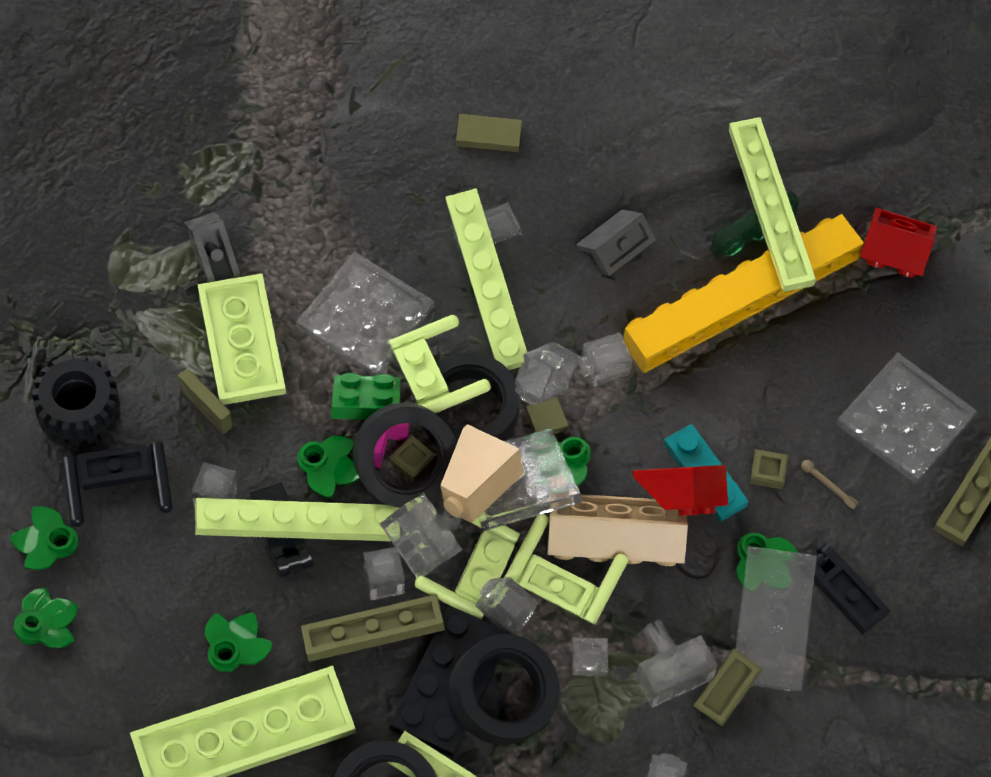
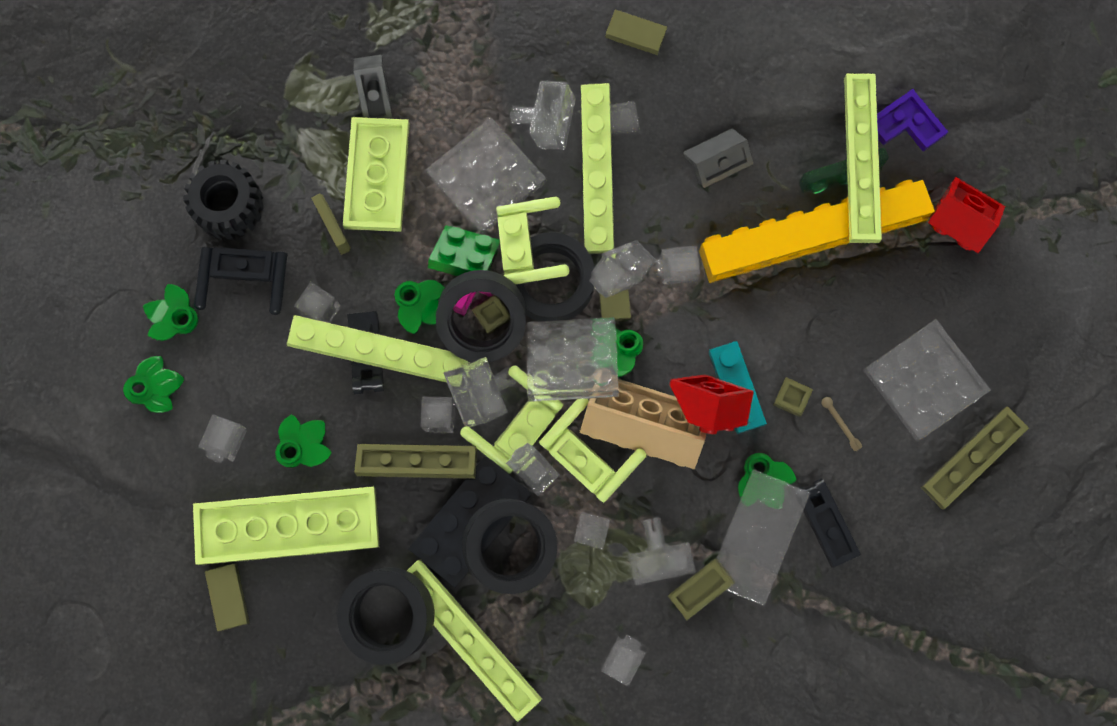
camera: 20 degrees right, 15 degrees up
(144, 656) = (222, 439): none -> clear brick
(420, 235) = (550, 116): none -> clear brick
(479, 473) = (535, 351): tan slope -> none
(812, 155) = (911, 115): none -> dark purple plate

